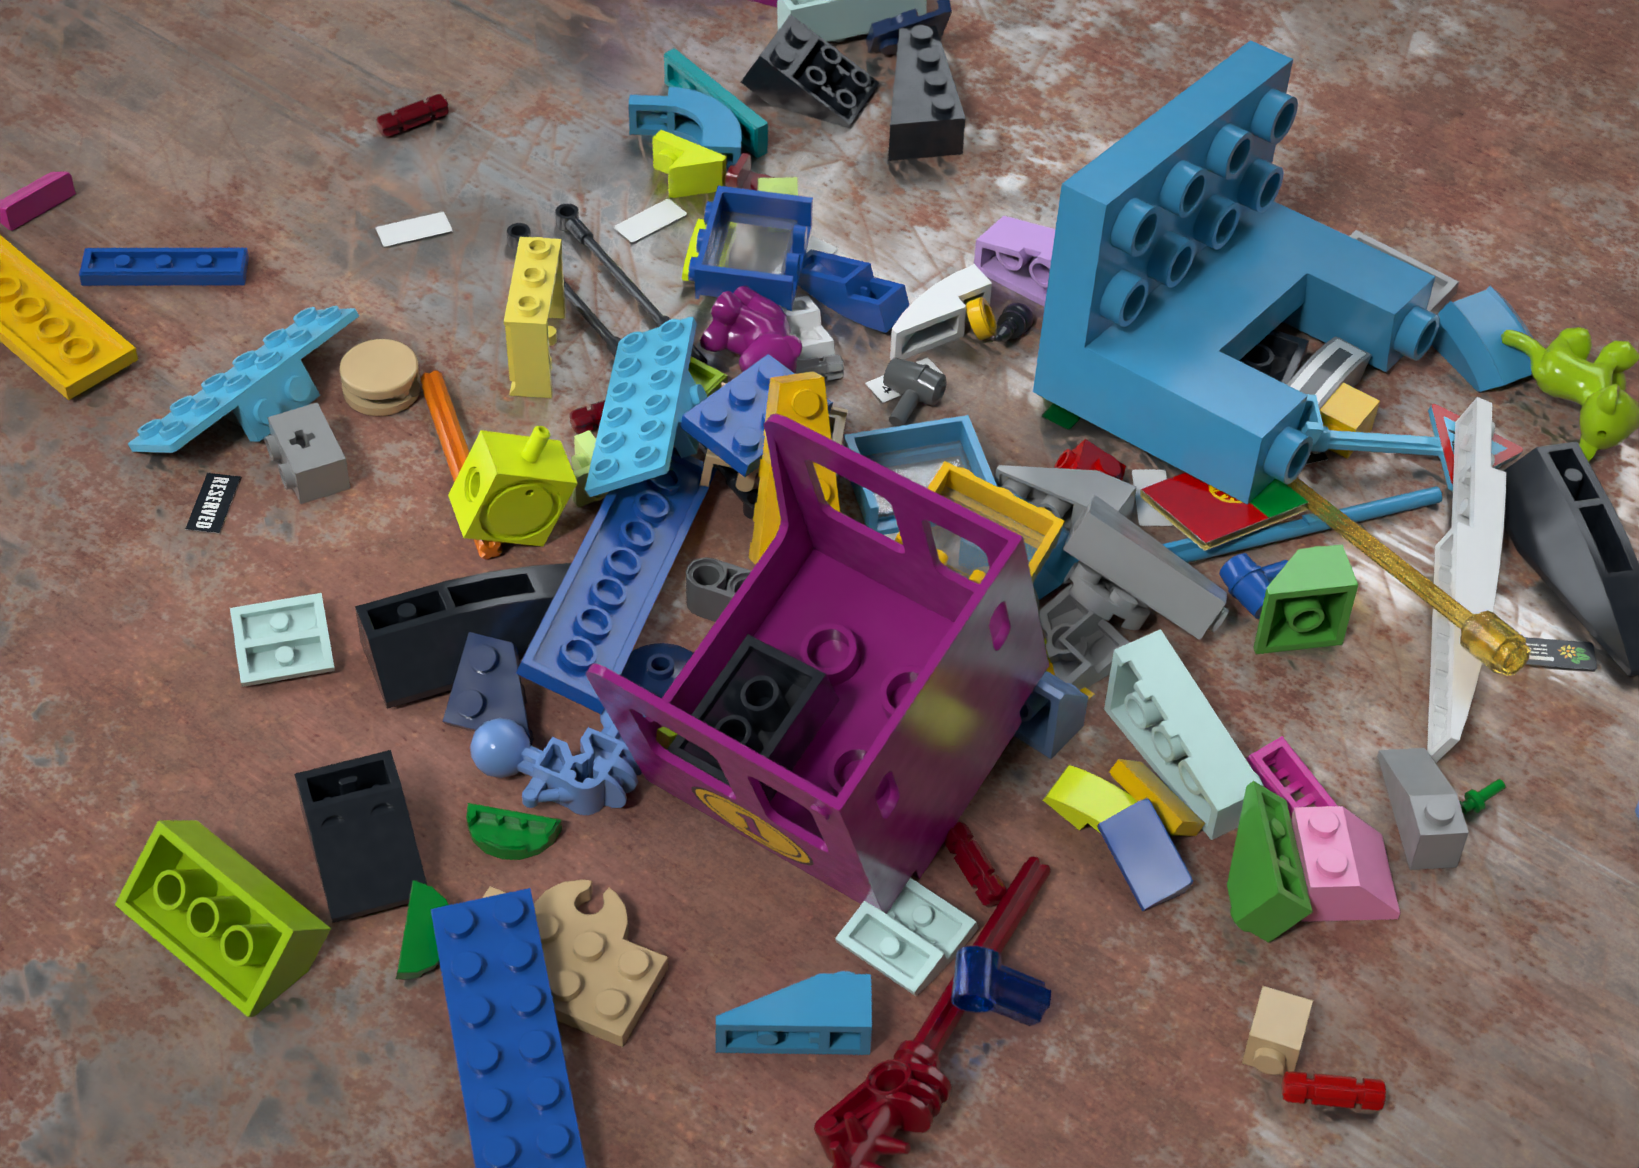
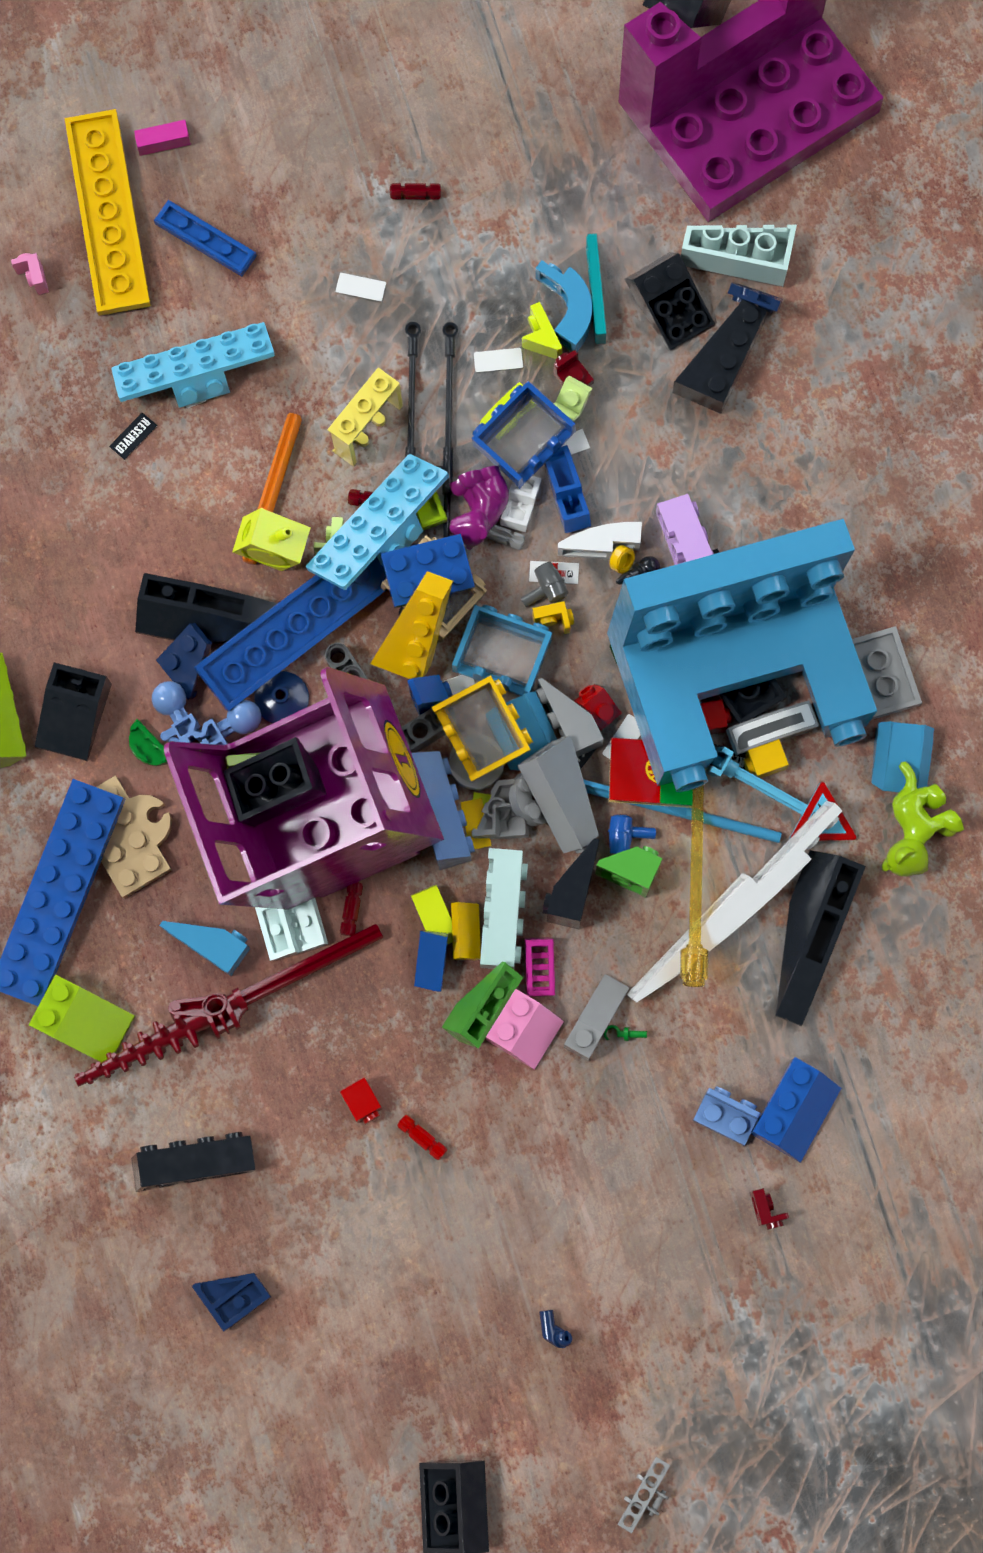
camera: 40 degrees right, 30 degrees up
(281, 639) = (111, 557): light aqua slope -> none
(307, 453) = (198, 450): light grey brick -> none
(380, 377) = (266, 401): tan head -> none
(419, 942) = (76, 770): green tile -> none
(954, 401) = (549, 614): none -> yellow bracket
(987, 986) = (295, 985): clear blue piece -> none
(1209, 1090) = (361, 1101): none -> red brick
(1261, 663) = (570, 892): none -> black slope
(1277, 1031) = (416, 1094): tan brick -> none
(1561, 653) = (752, 975): sticker -> none

